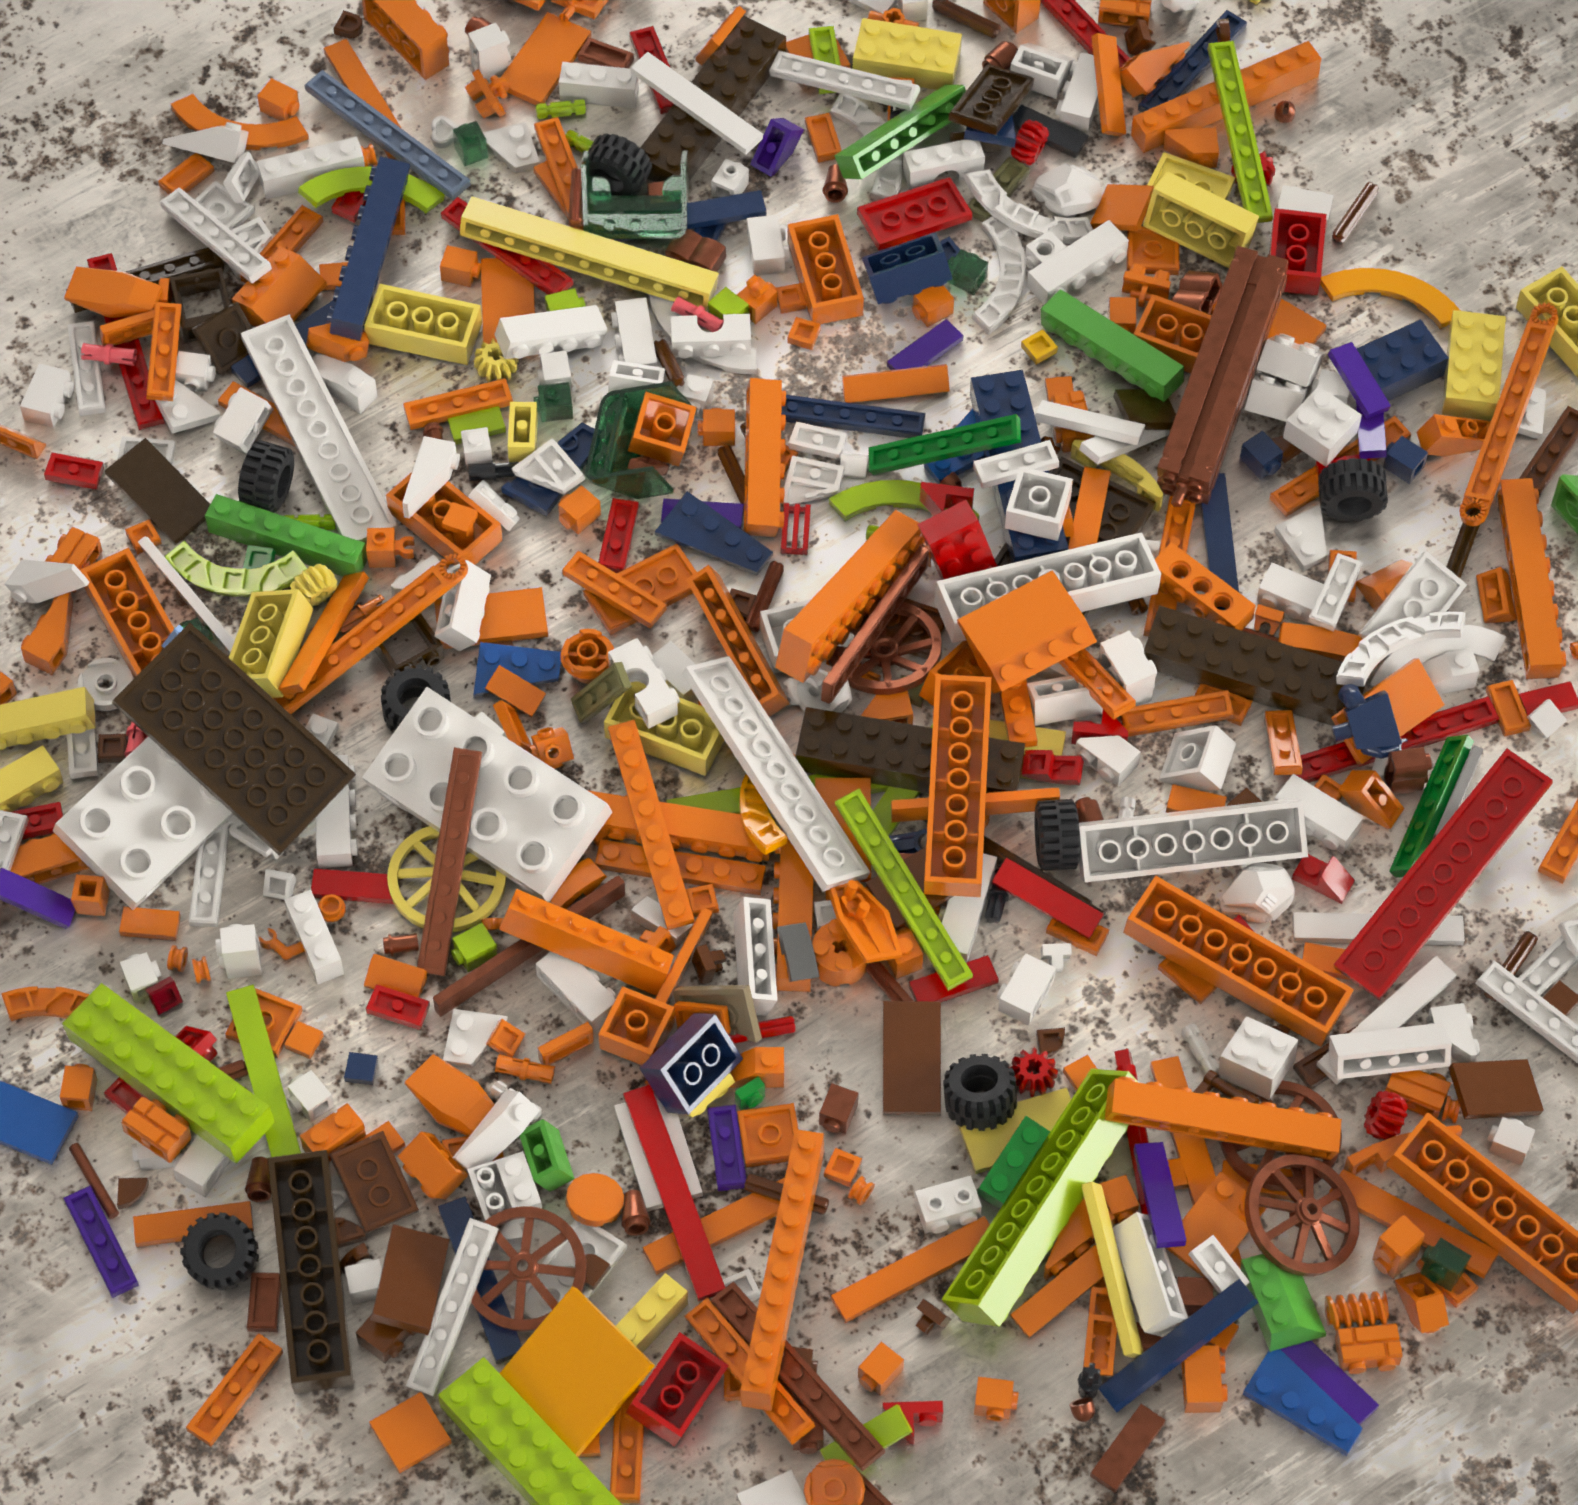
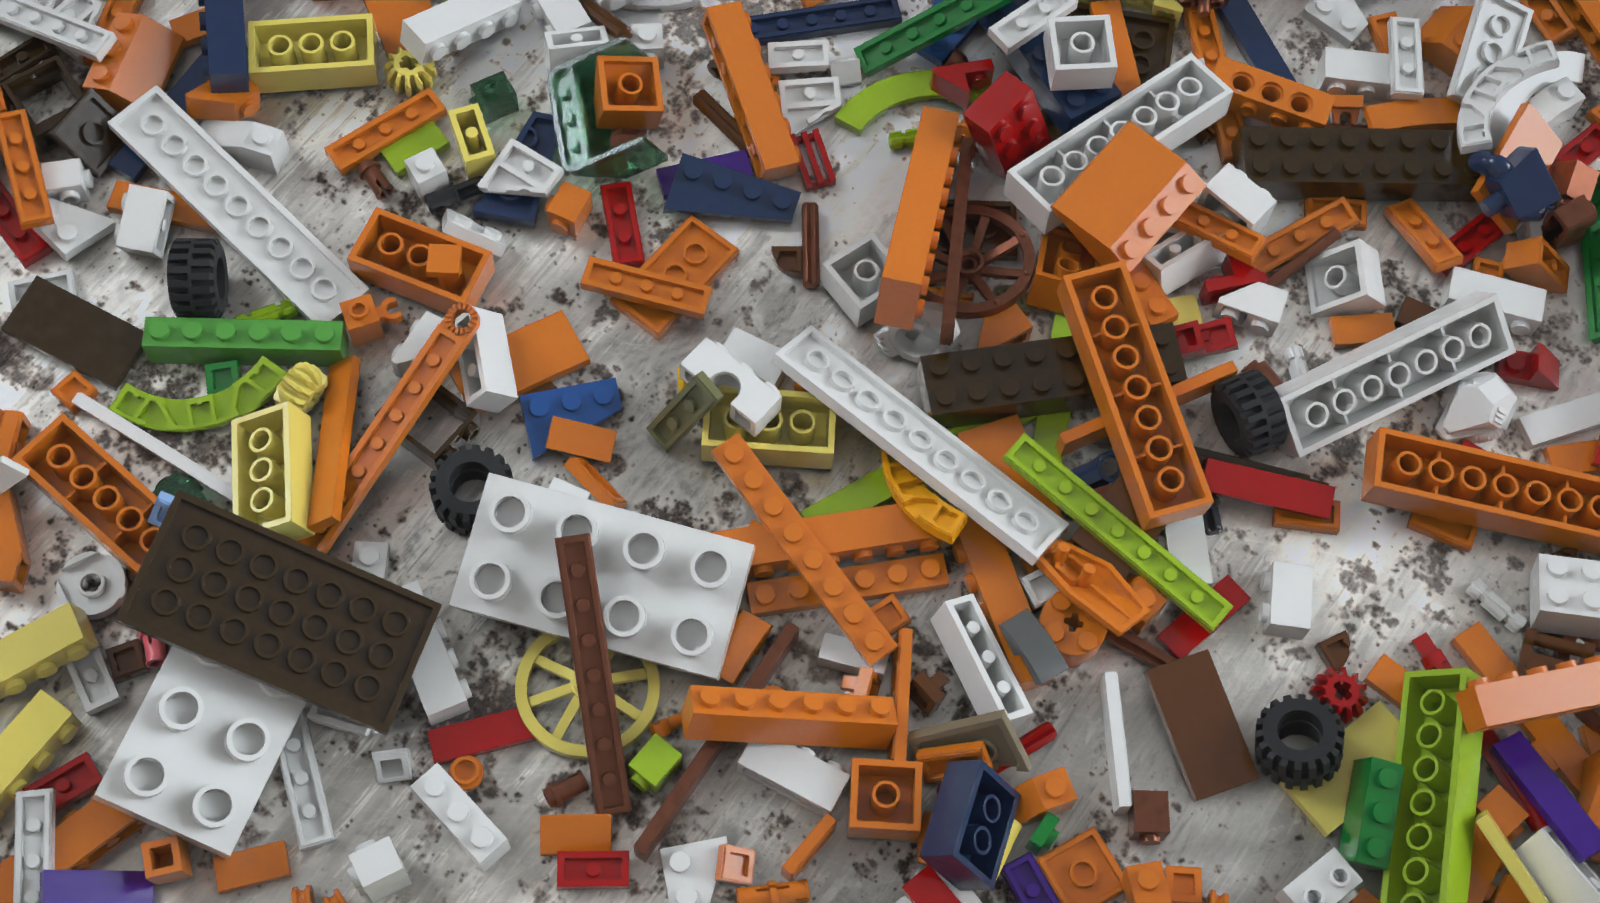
camera: 25 degrees left, 5 degrees up
(285, 952) = (430, 846): orange arm -> none
(361, 612) = (370, 402): orange axle -> none
(430, 472) = (391, 217): white slope -> none
(552, 746) = (649, 492): orange brick -> none
(554, 369) = (479, 61): white brick -> none
(586, 655) = (648, 373): orange cone -> none
(717, 427) = (684, 73): orange brick -> none
(737, 638) = (804, 300): orange brick -> none
(837, 1046) = (1115, 743): none -> white tile
(1056, 954) = (1301, 549): white tile -> none
(1169, 730) = (1304, 257): none -> copper bar
(1435, 738) = (1574, 179): none -> brick

